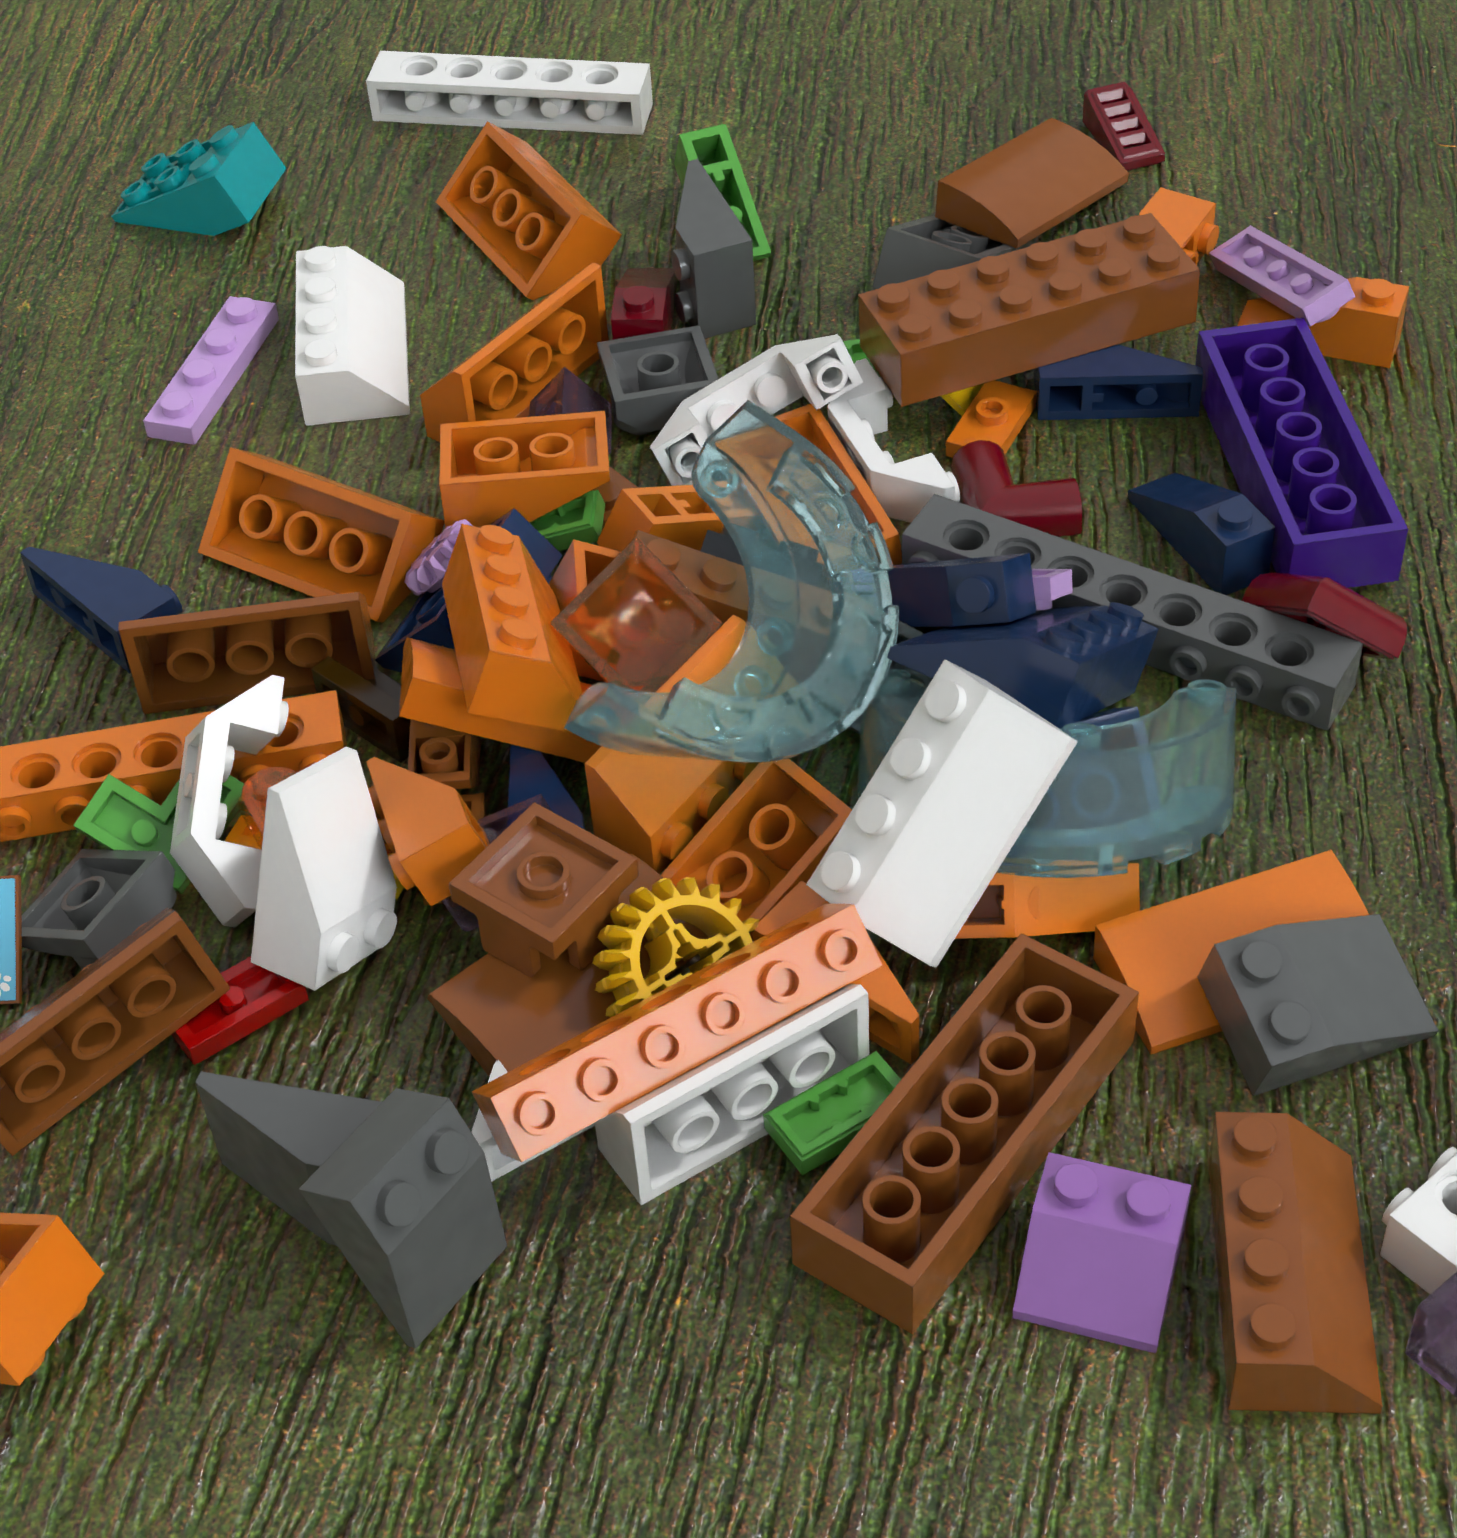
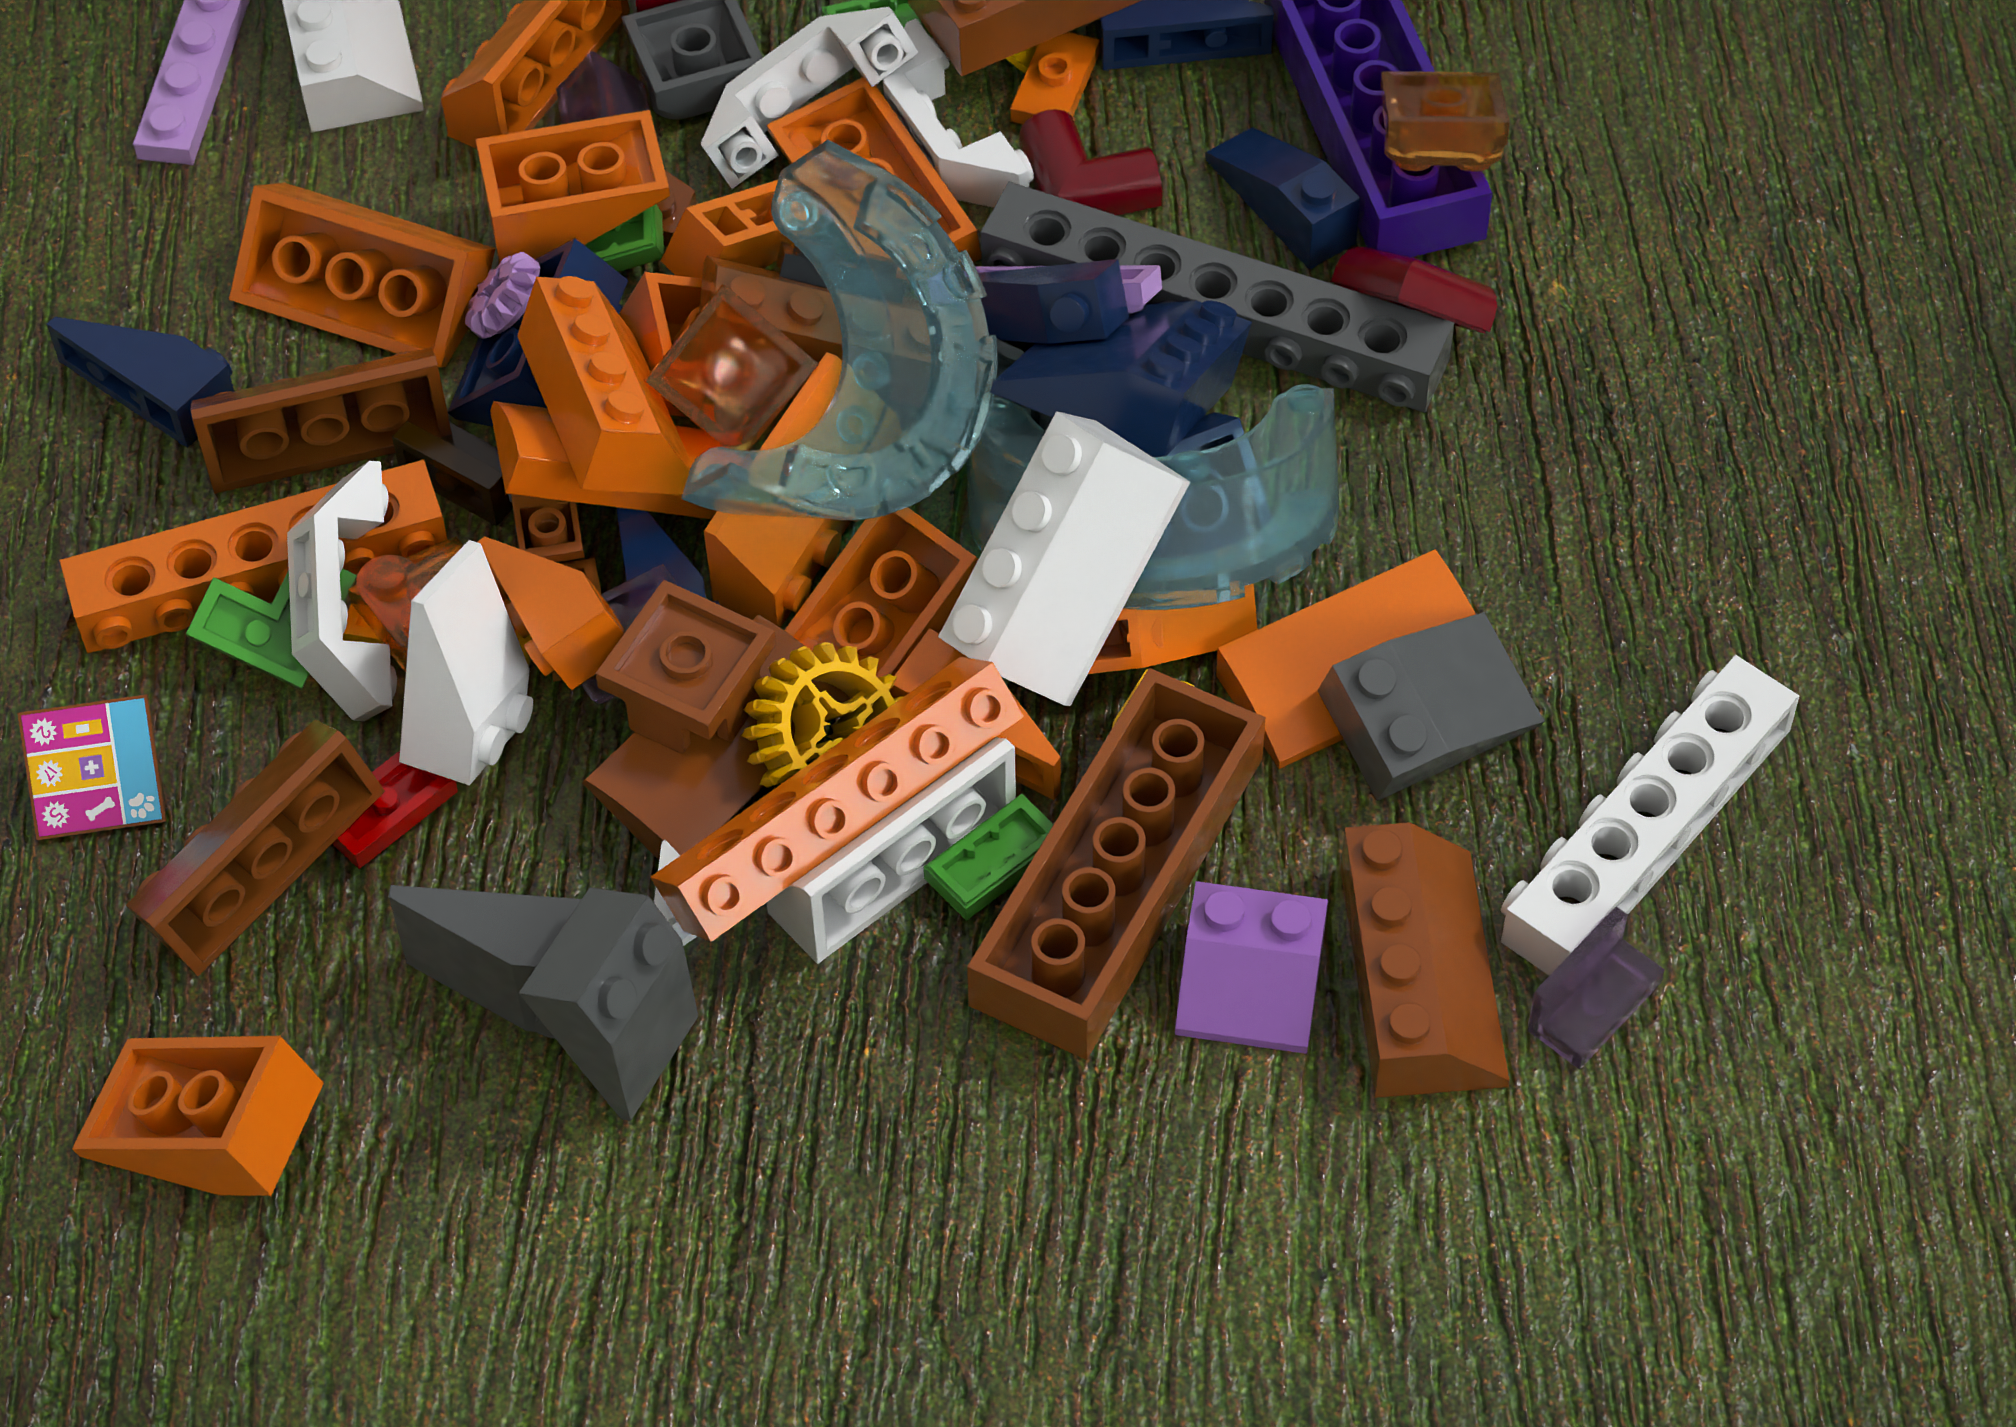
camera: 10 degrees left, 10 degrees up
(98, 903) = (229, 714): dark grey slope -> none
(1364, 460) = (1444, 119): none -> clear orange slope

